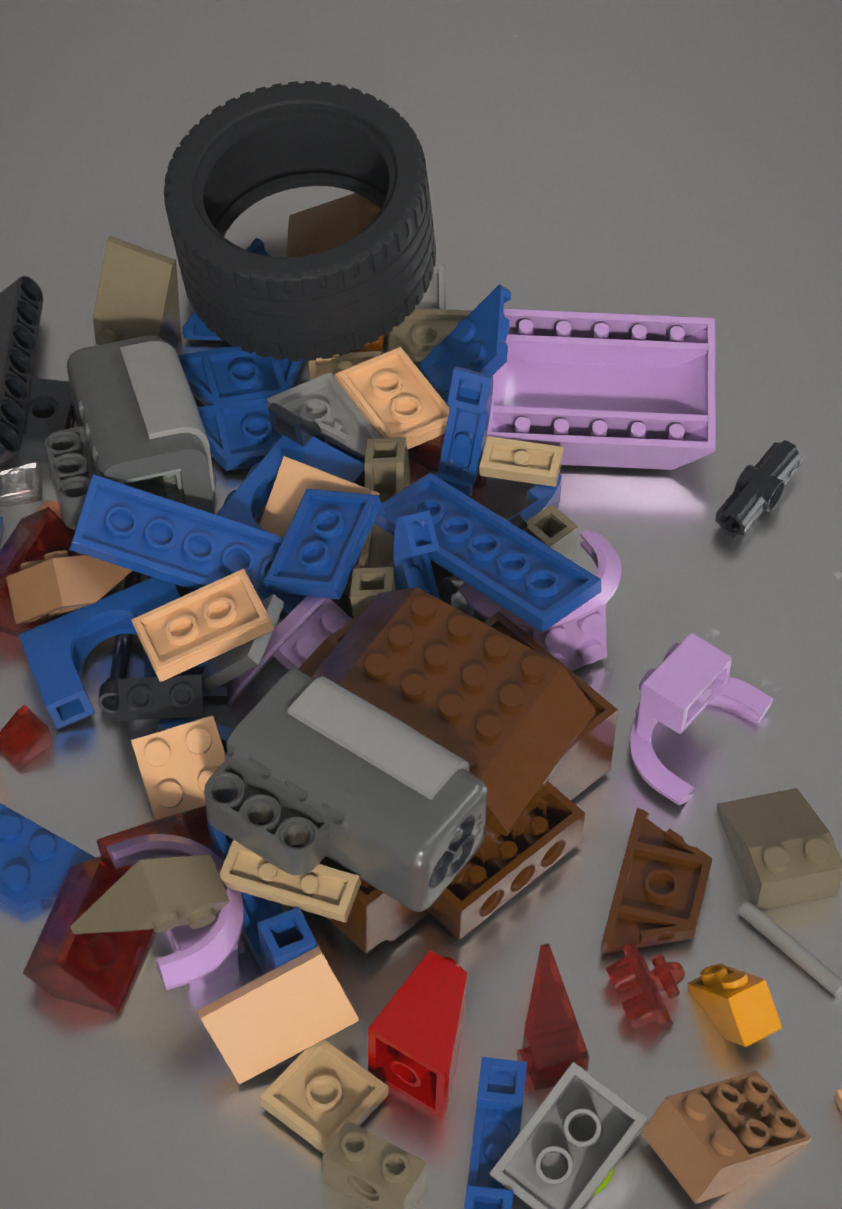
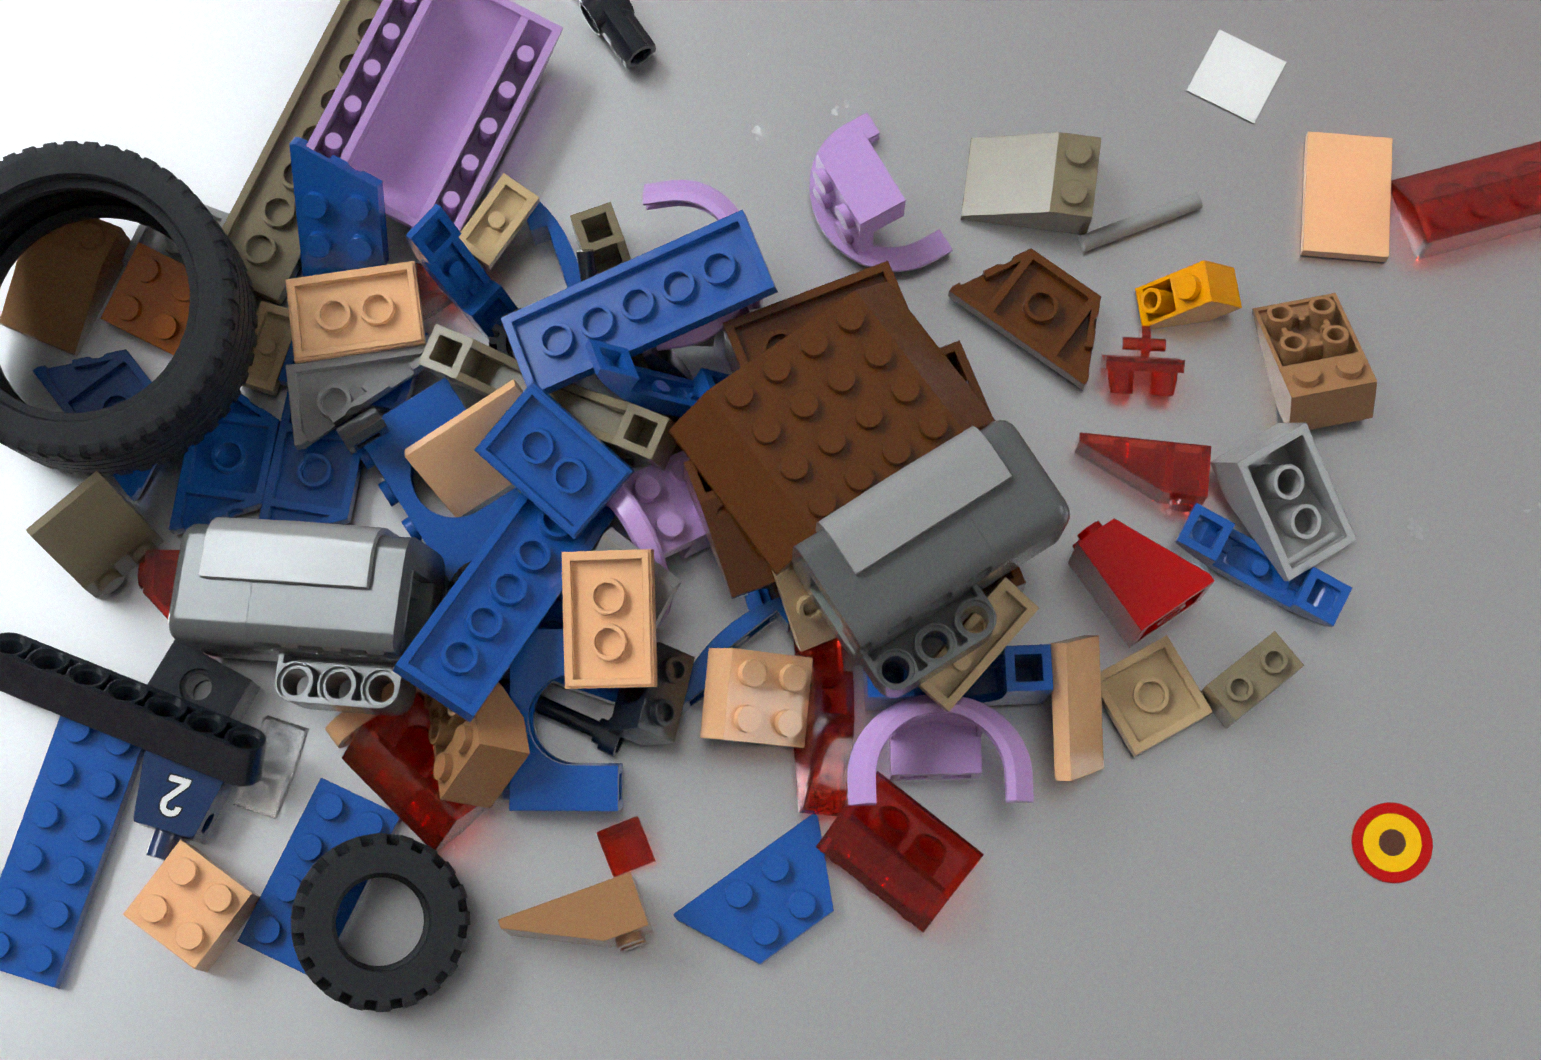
camera: 65 degrees left, 25 degrees up
(158, 897) = (945, 781): dark tan slope -> none

